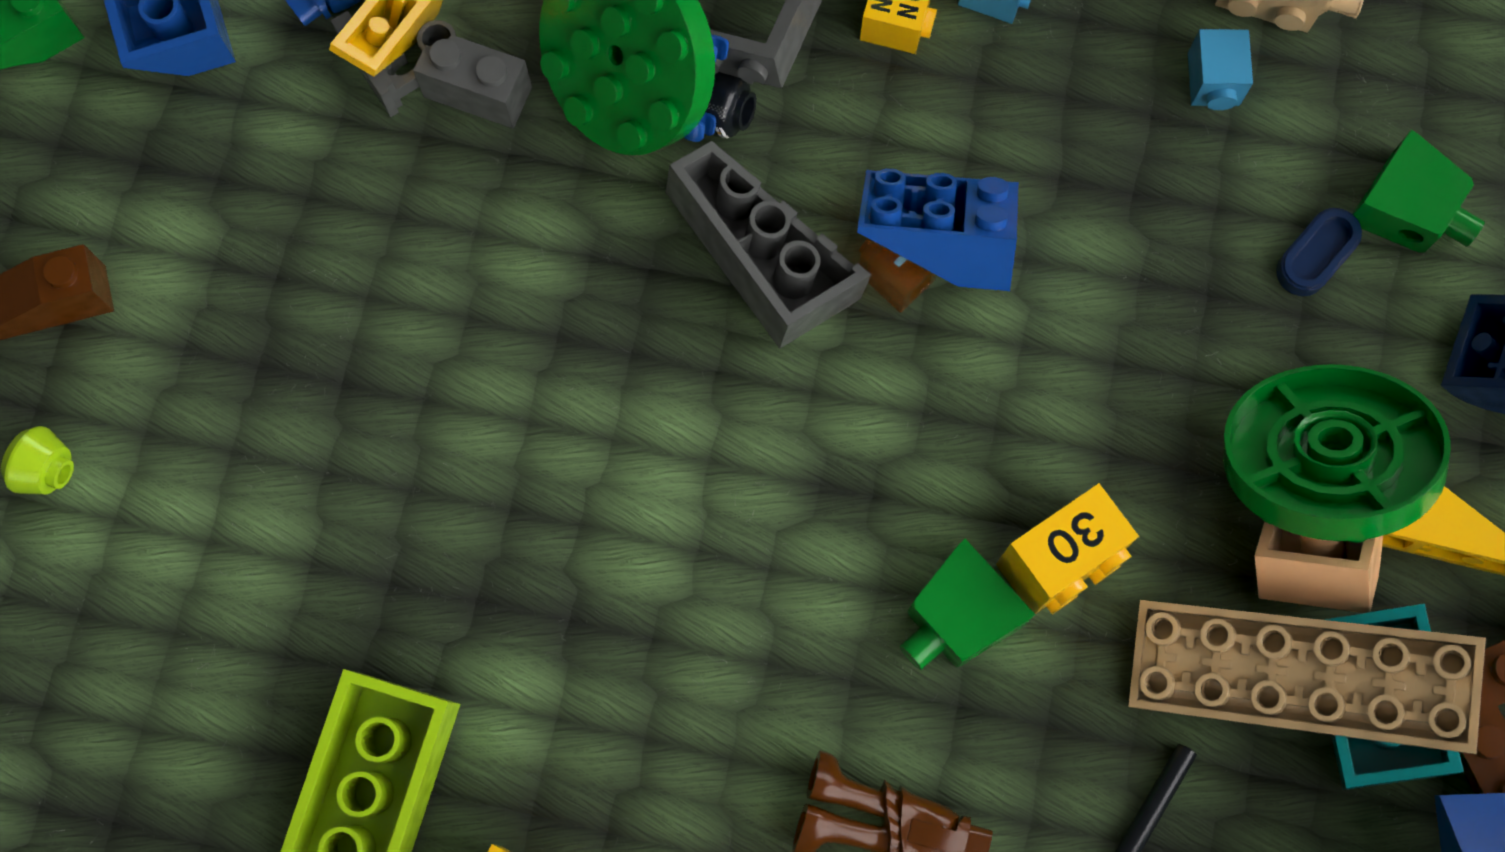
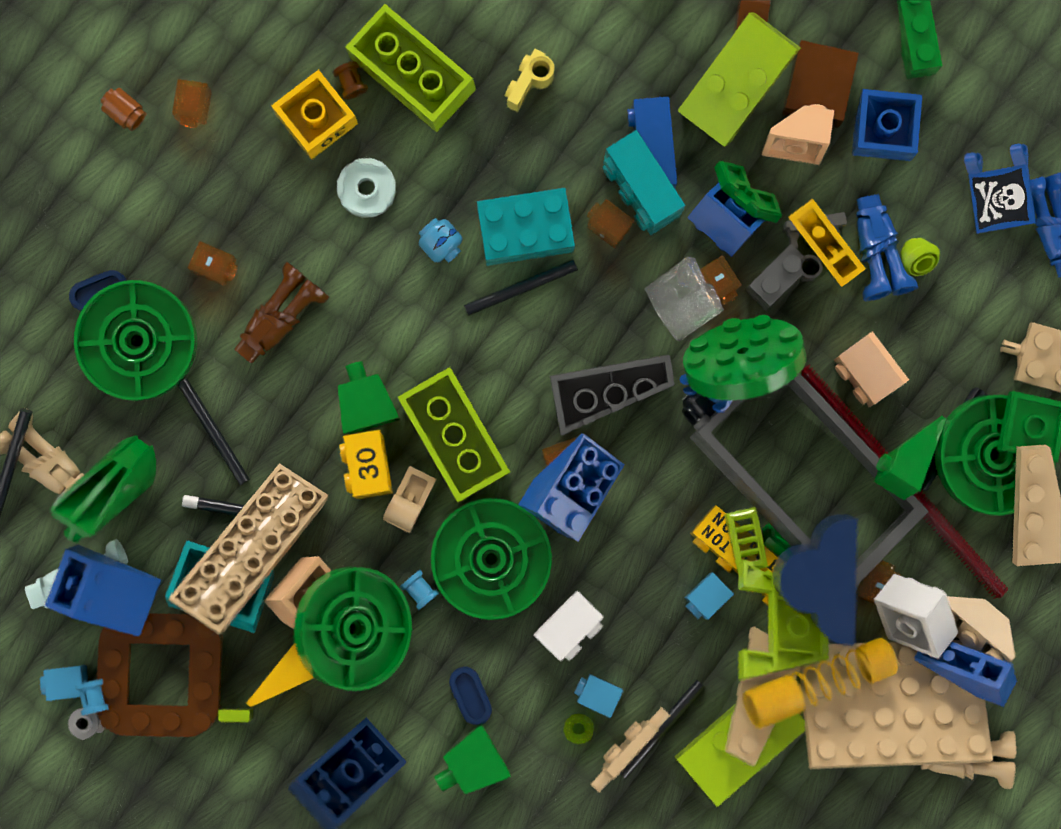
camera: 110 degrees right, 10 degrees up
(139, 144) = (821, 77): none -> reddish brown brick
(174, 248) = (739, 79): none -> lime brick
(231, 121) = (801, 135): none -> light nougat slope
(321, 351) = (653, 122): none -> blue slope
(333, 597) = (518, 90): none -> light yellow plate
(367, 156) = (755, 202): none -> green tile
(405, 187) = (724, 220): none -> blue slope
(409, 326) = (642, 183): none -> teal brick
(495, 359) = (609, 222): none -> clear orange brick
(516, 161) = (722, 278): none -> clear orange brick
(559, 483) = (525, 226): none -> teal brick
(568, 192) = (684, 299): none -> clear slope
(574, 768) = (366, 205): none -> light aqua tile
(642, 609) = (440, 240): none -> dark azure head
(660, 454) = (520, 287): none -> black bar
(946, 443) = (453, 434): none -> lime brick
(1075, 468) = (409, 499): none -> tan plate
(1118, 259) = (461, 563): none -> green piece
(1151, 142) = (569, 626): none -> white brick
(1209, 391) = (419, 590): none -> dark azure bush
(1250, 780) = (211, 505): none -> black bar
(1286, 69) = (578, 738): none -> clear neon green plate

